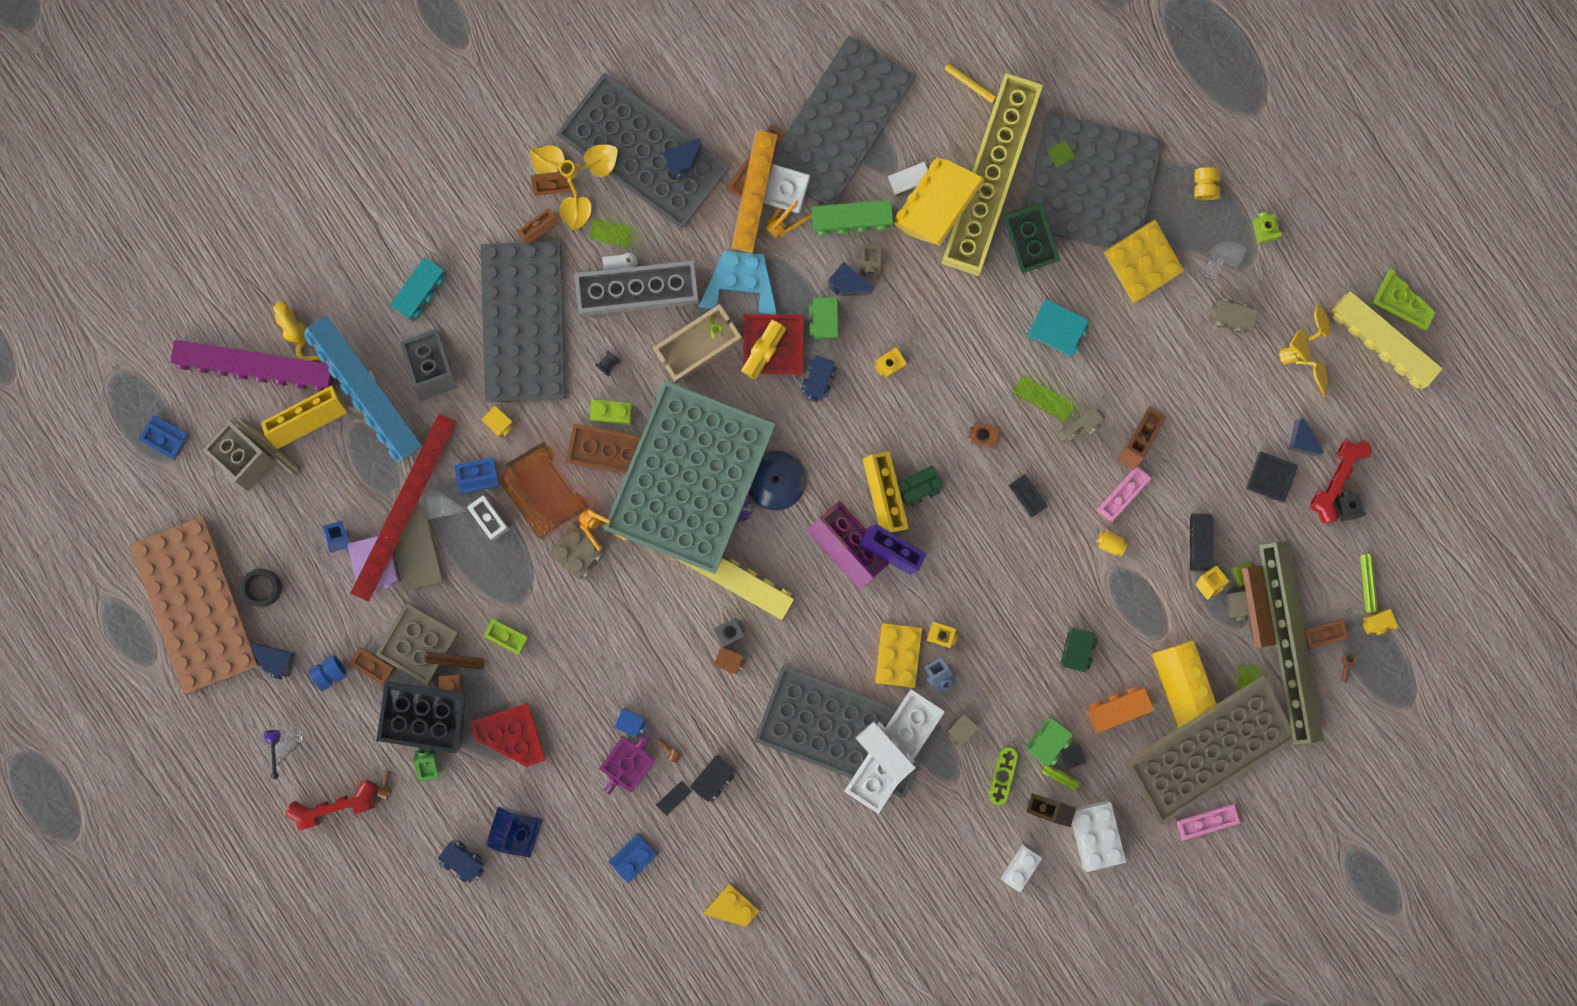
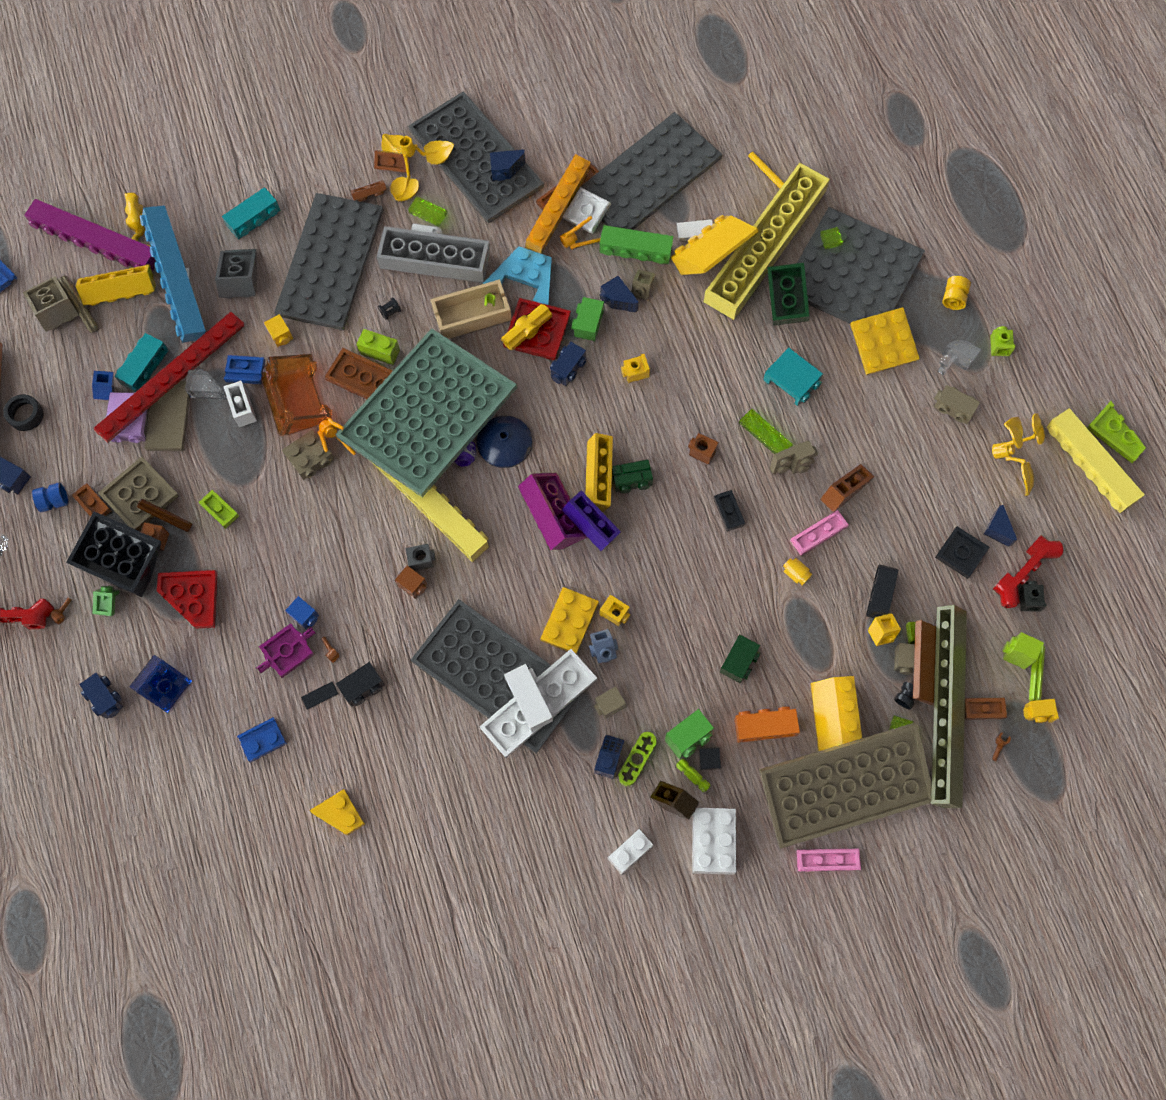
camera: 15 degrees right, 15 degrees down
(364, 498) = (141, 362): none -> teal brick
(975, 781) = (609, 756): none -> dark blue slope
(1247, 643) = (905, 698): none -> black wheel
(1351, 568) = (1022, 650): none -> lime brick

